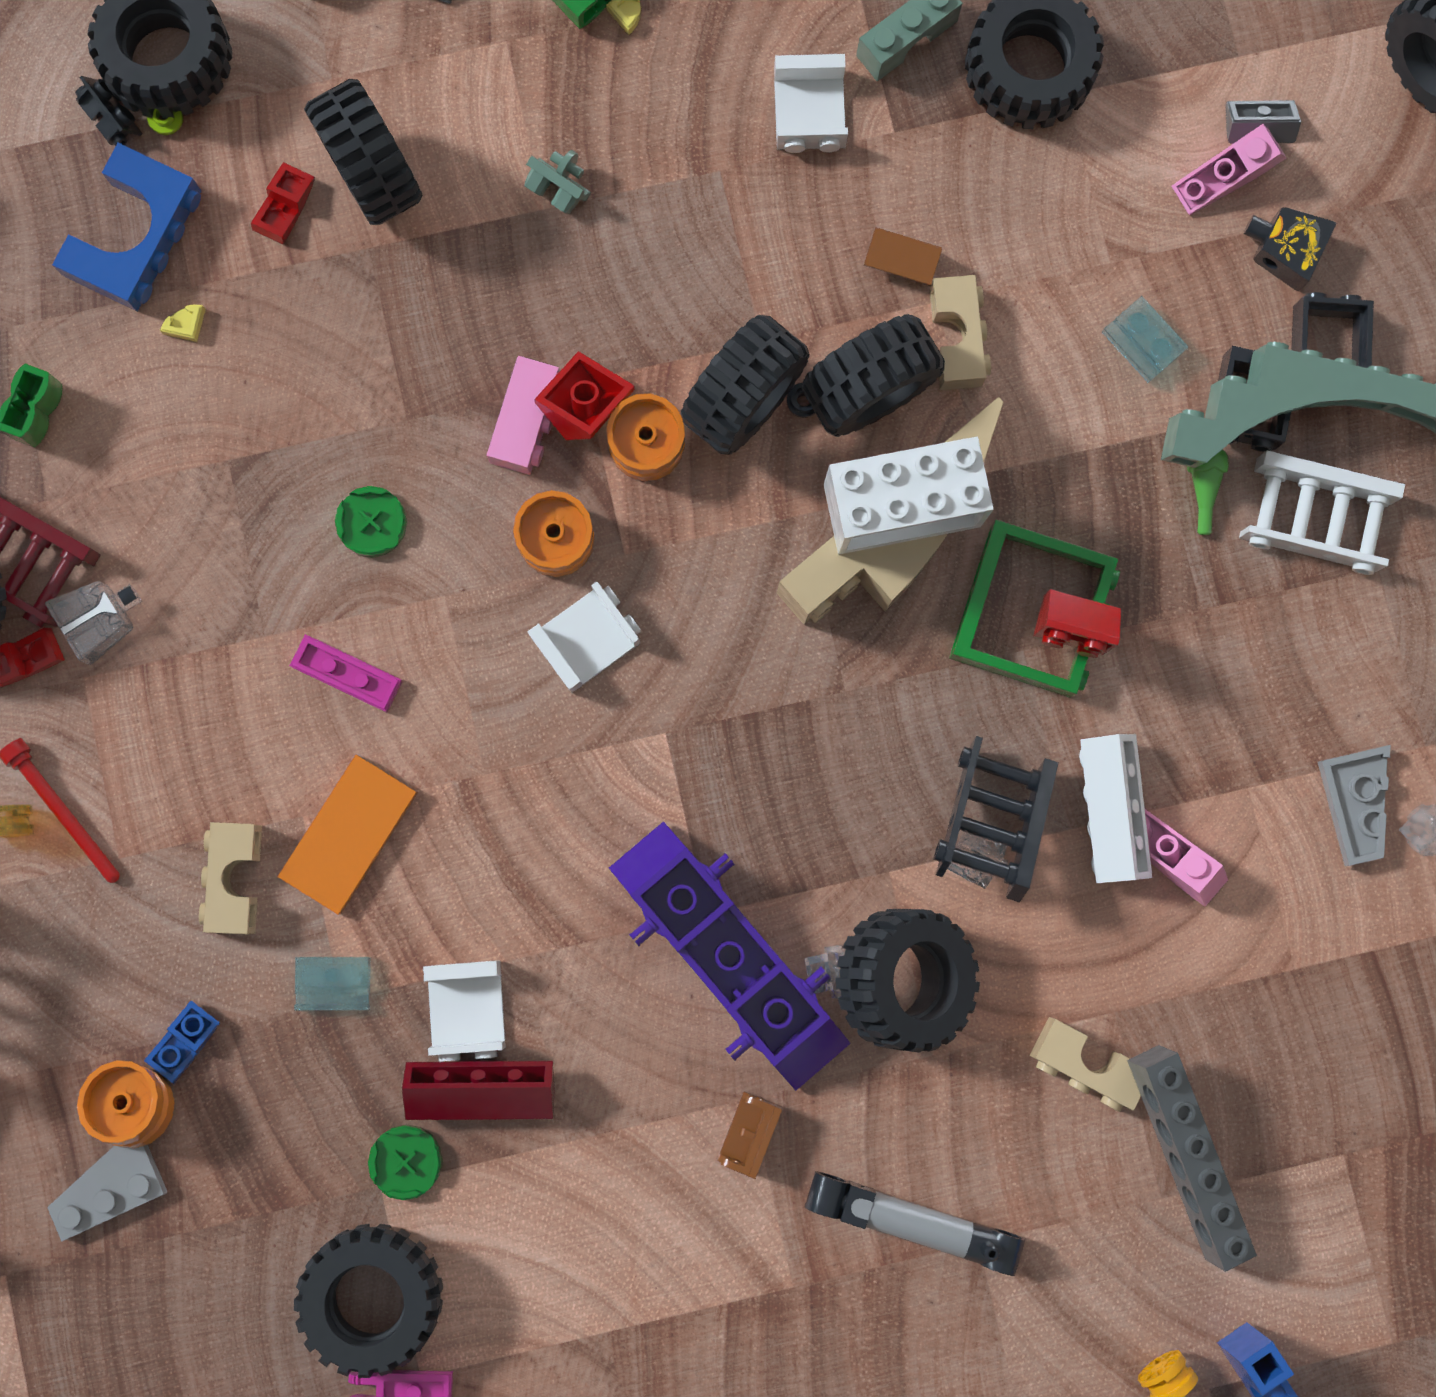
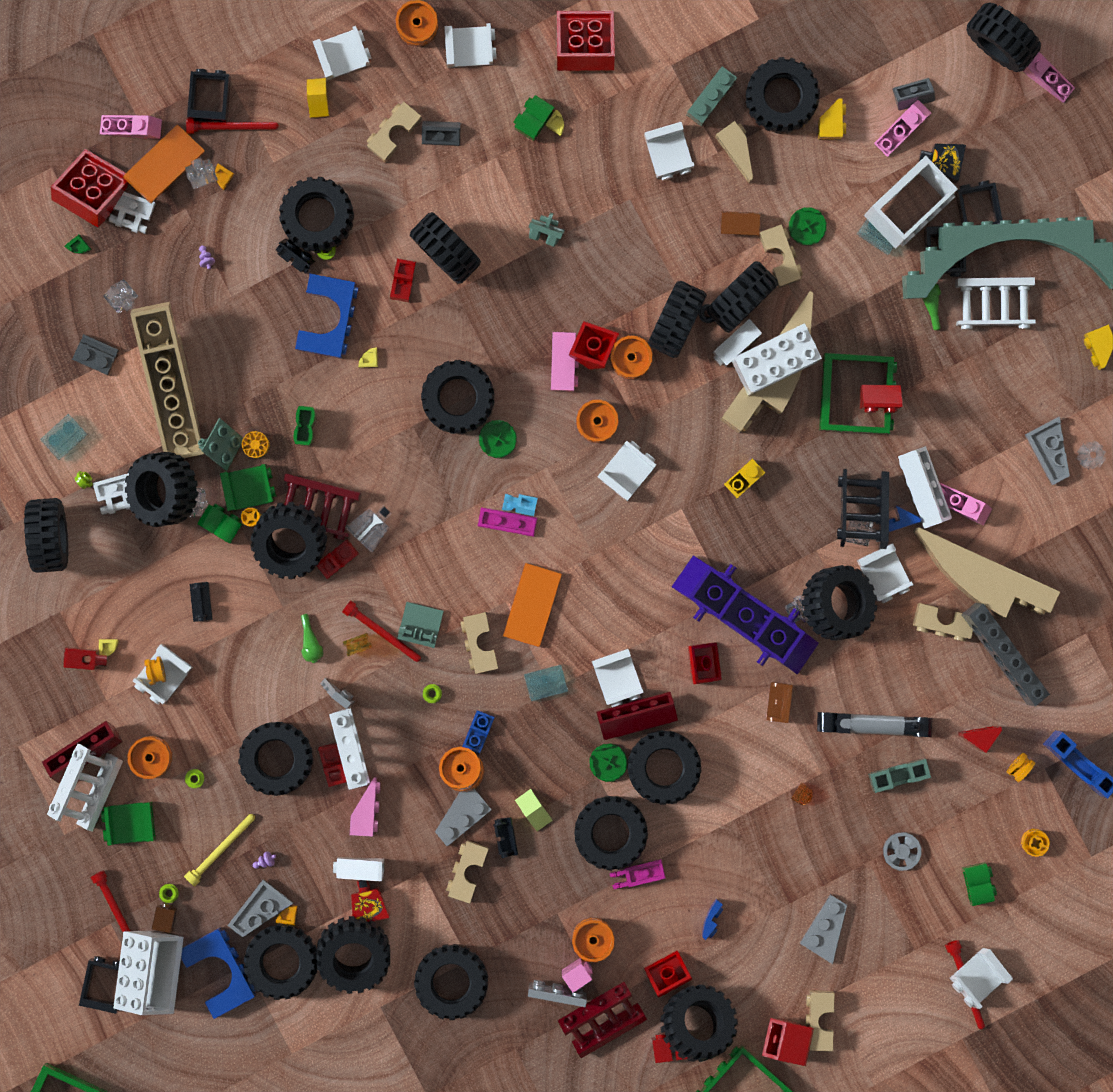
camera: 10 degrees left, 5 degrees up
(65, 1326) = (472, 854): none -> tan arch
(108, 948) = (426, 693): none -> lime plate
(134, 816) = (420, 624): none -> sand green hinge
(175, 1237) = (505, 830): none -> black hinge
(241, 1215) = (533, 810): none -> yellowish green slope
(287, 391) = (457, 423): none -> black tyre
(379, 648) = (523, 504): none -> medium azure plate
(480, 1247) = (669, 793): none -> black tyre
(630, 1024) = (704, 663): none -> red slope
(747, 1320) = (803, 795): none -> clear orange plate
(793, 705) = (744, 478): none -> yellow slope
(860, 443) = (736, 343): none -> white slope
(920, 1331) = (899, 774): none -> sand green arch
(927, 118) = (735, 144): none -> tan slope
(1004, 946) = (885, 573): none -> white panel
(1018, 296) = (807, 226): none -> green tile
(1064, 855) = (904, 519): none -> blue slope
(1106, 128) = (831, 122): none -> yellow slope
(1111, 1303) = (982, 737): none -> red slope
(1190, 1008) = (985, 579): none -> tan slope
(1265, 263) = (935, 178): none -> white hose

